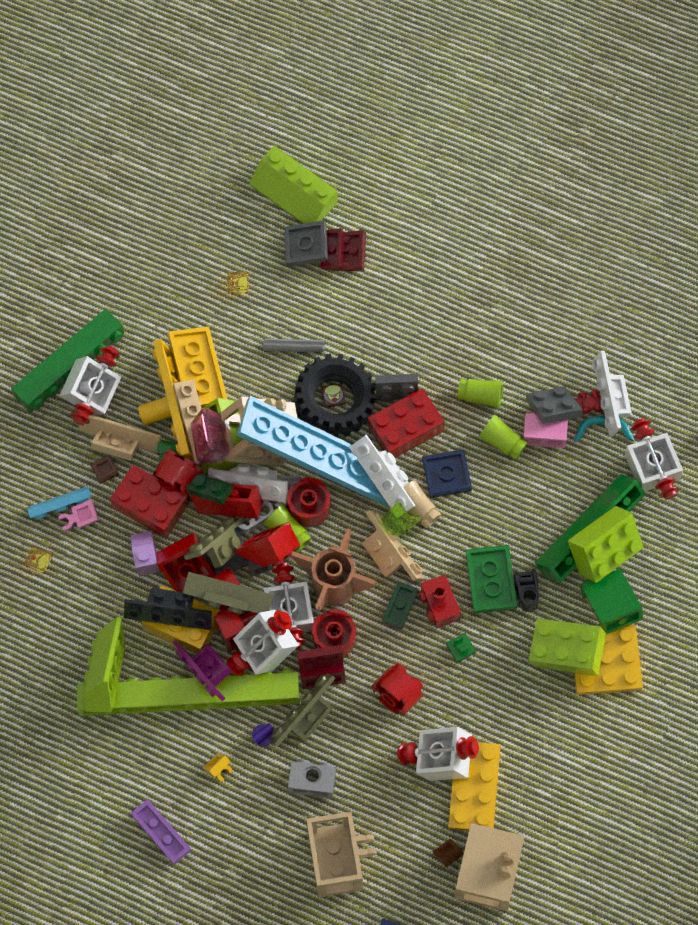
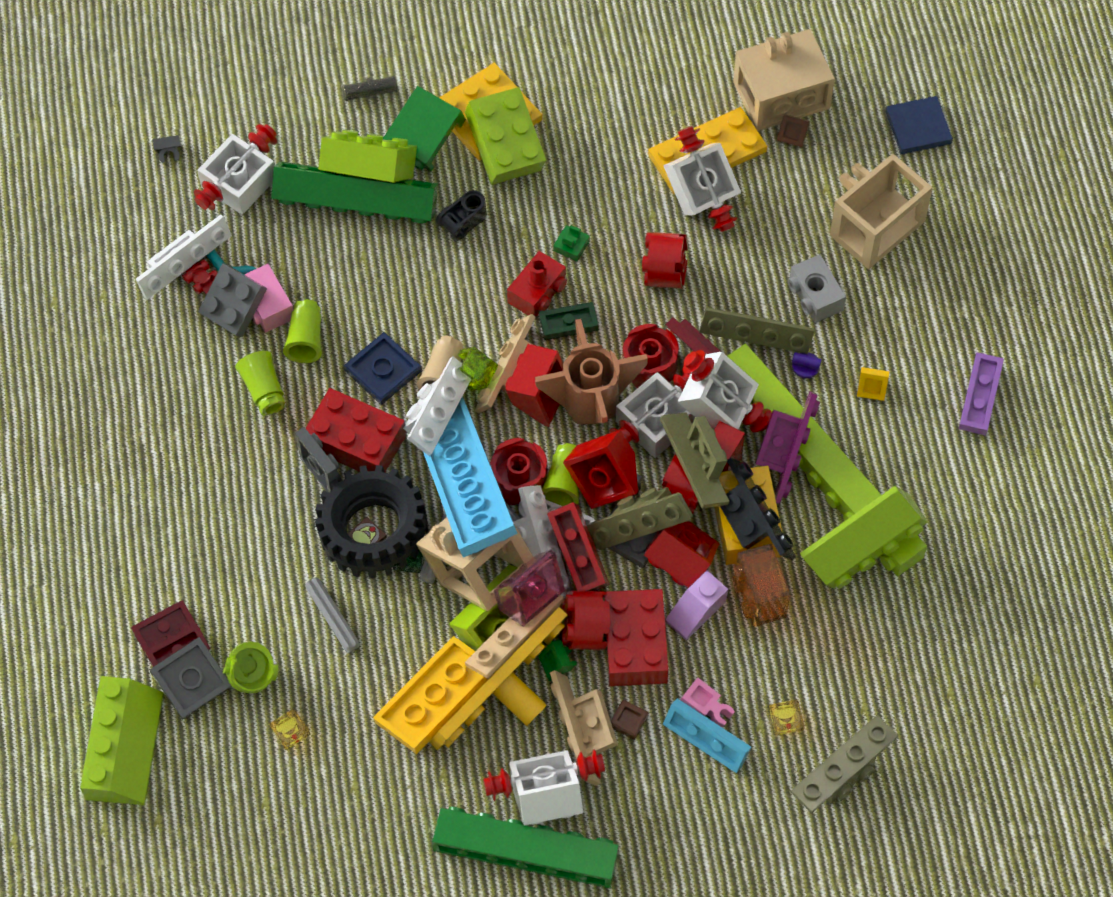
camera: 125 degrees left, 5 degrees down
(118, 586) = (761, 585): none -> clear orange brick
(210, 488) = (583, 562): dark green plate -> none
(286, 275) = (250, 667): none -> lime cap
(364, 547) = (522, 388): none -> red slope
(491, 579) = (476, 255): green plate -> none
(674, 592) = (369, 88): none -> clear smoke pin

